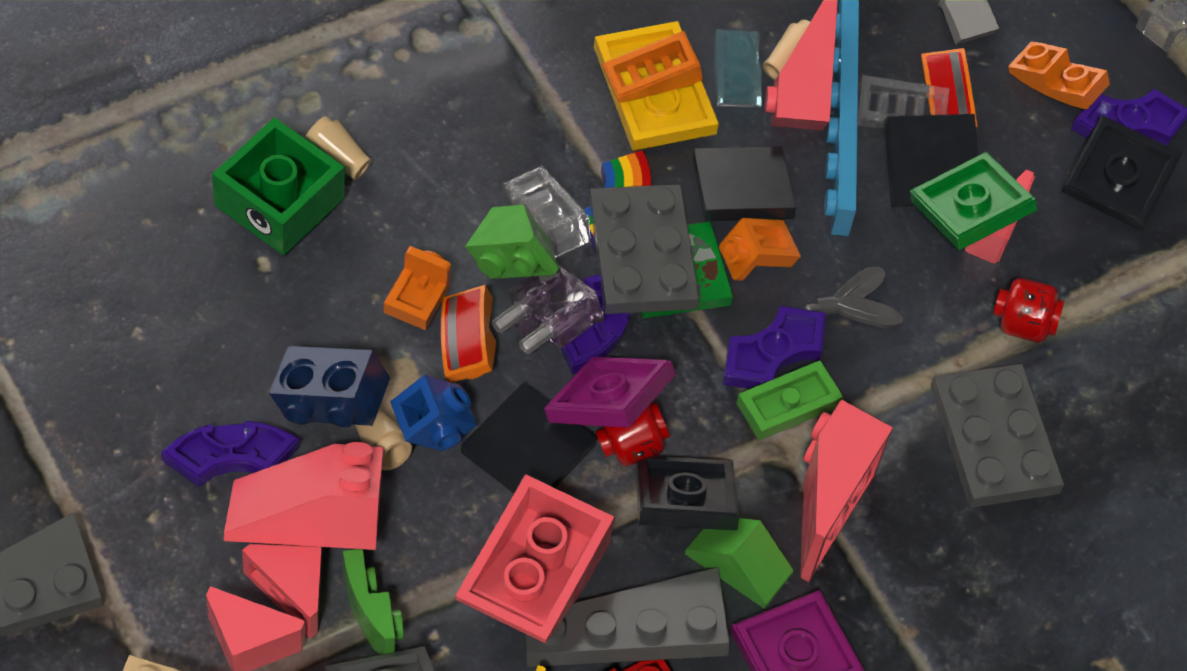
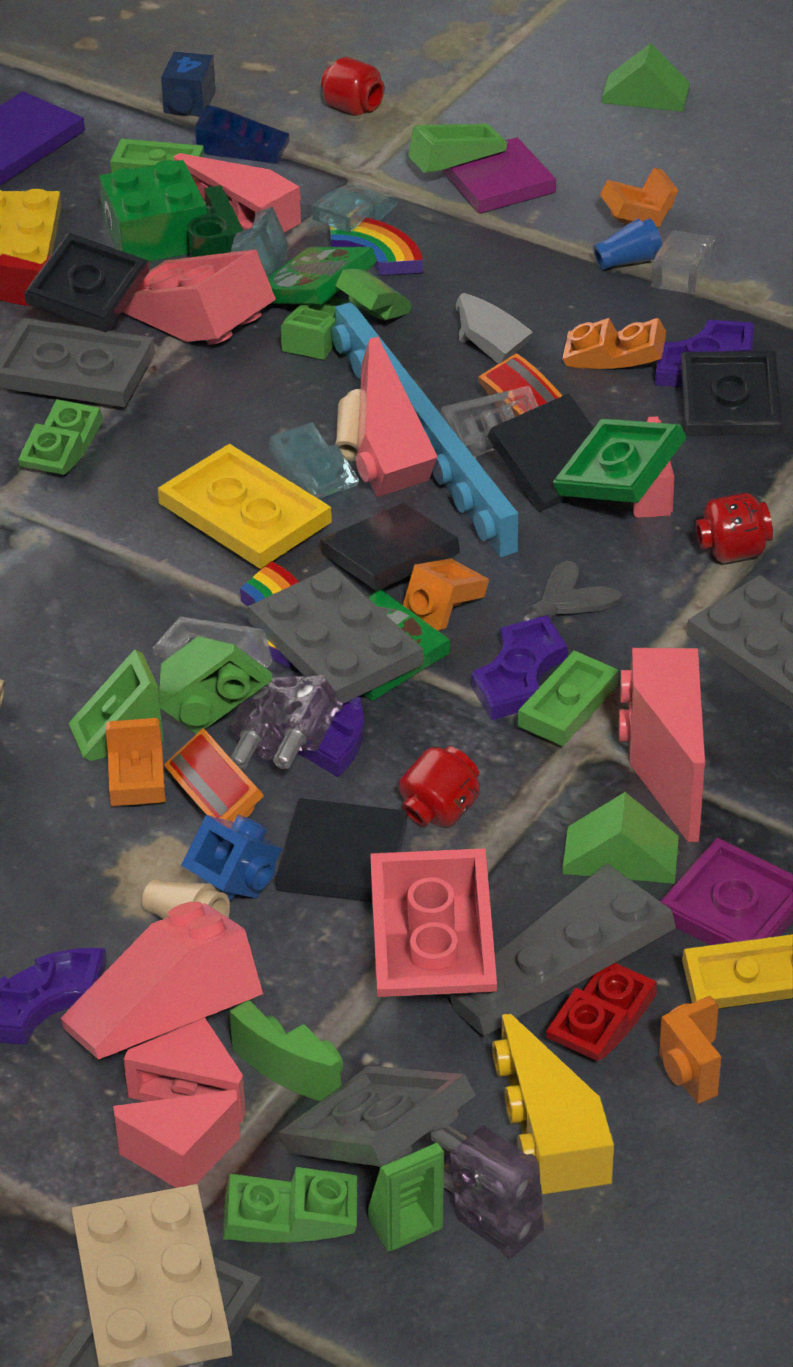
camera: 20 degrees left, 15 degrees down
(330, 386) = (108, 879): dark blue brick -> none
(437, 229) = (125, 696): none -> bright green slope
(610, 391) = (396, 757): magenta tile -> none
(662, 51) = (246, 458): orange slope -> none
(687, 493) = (532, 812): black tile -> none

